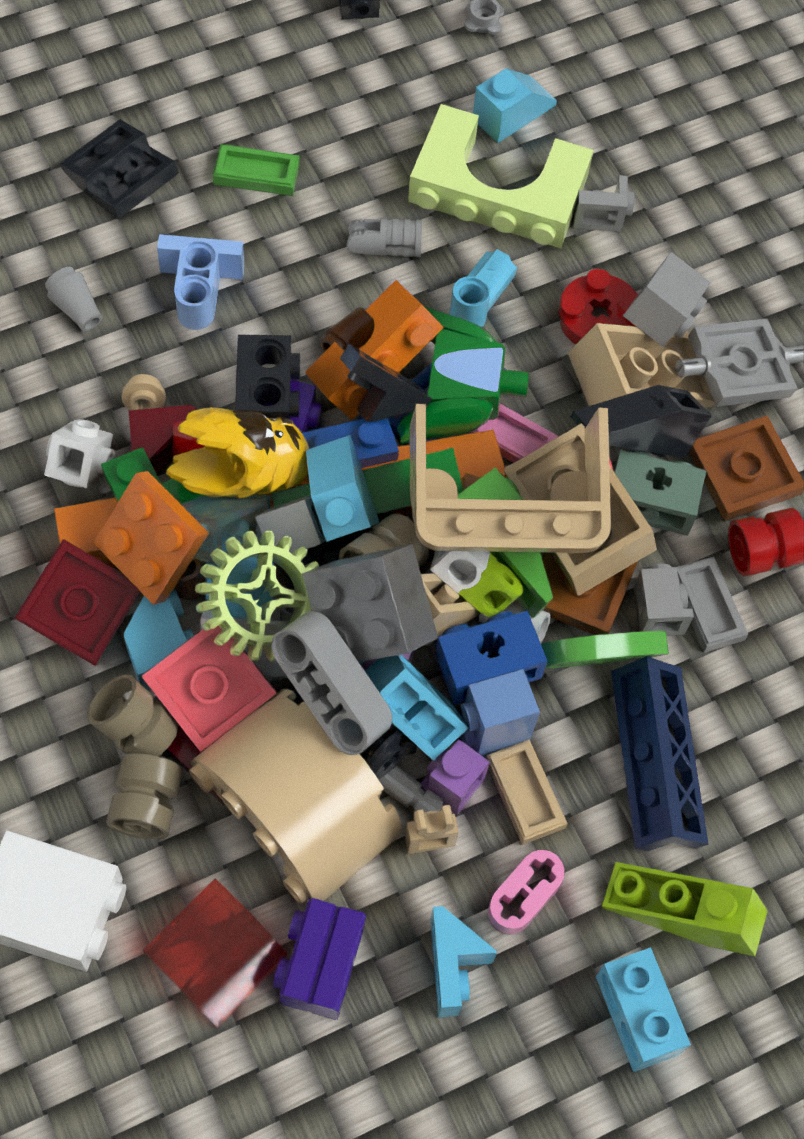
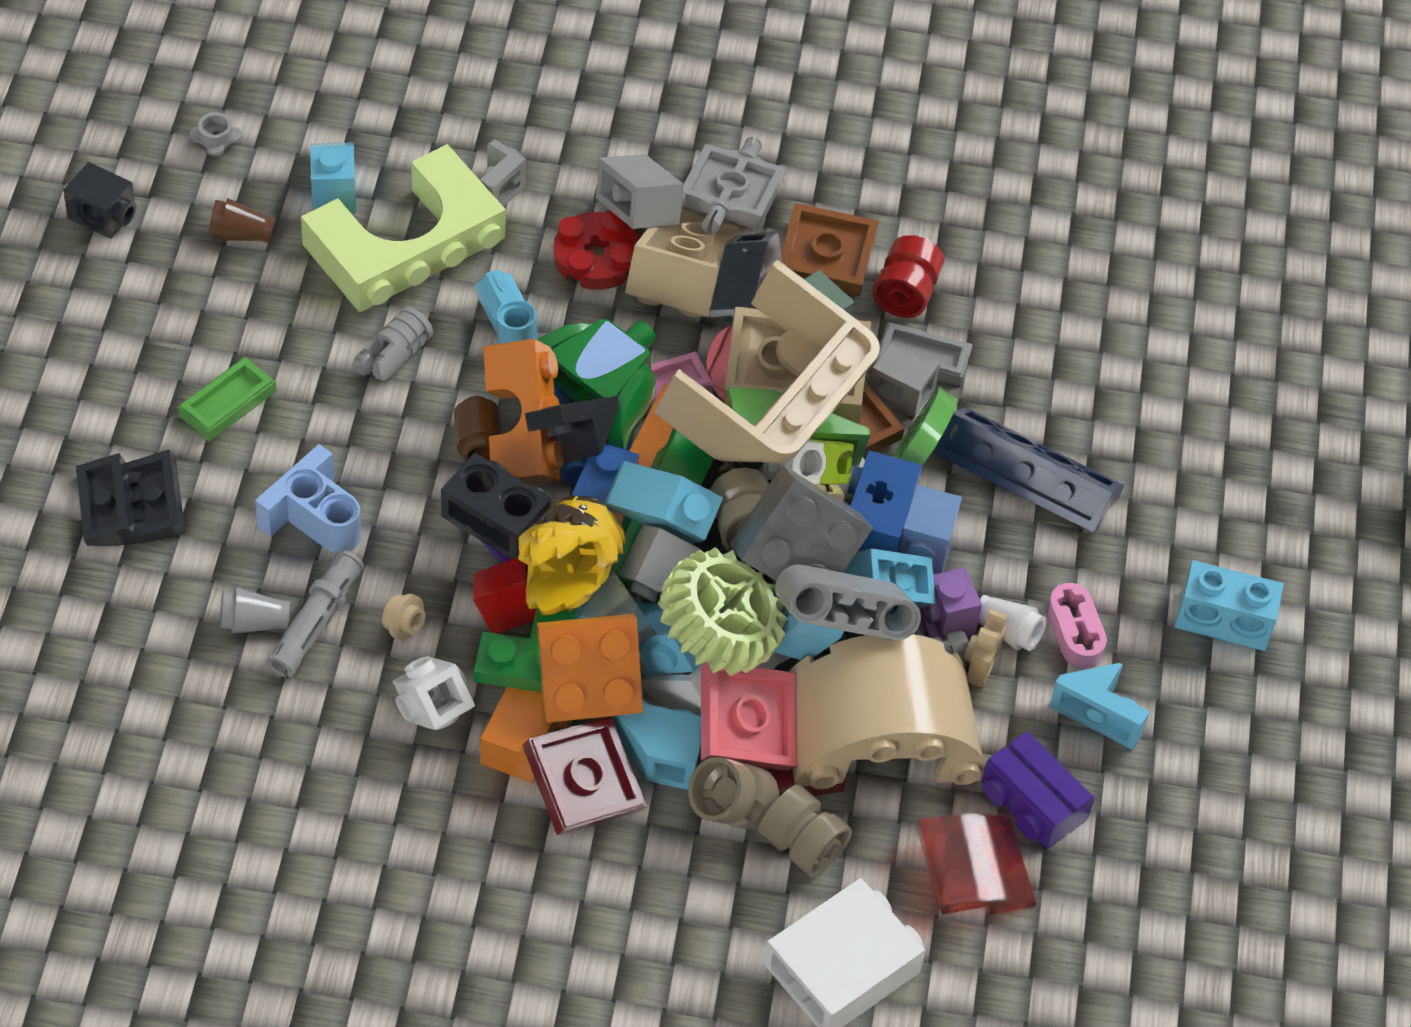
camera: 55 degrees left, 10 degrees down
(104, 338) = (325, 598): none -> light grey pin
(154, 432) = (456, 628): dark red slope -> none
(412, 75) = (239, 223): none -> reddish brown cone
(482, 836) = (1023, 624): none -> white cone
(526, 792) = (997, 573): tan tile -> none
(688, 906) = (1167, 527): lime slope -> none

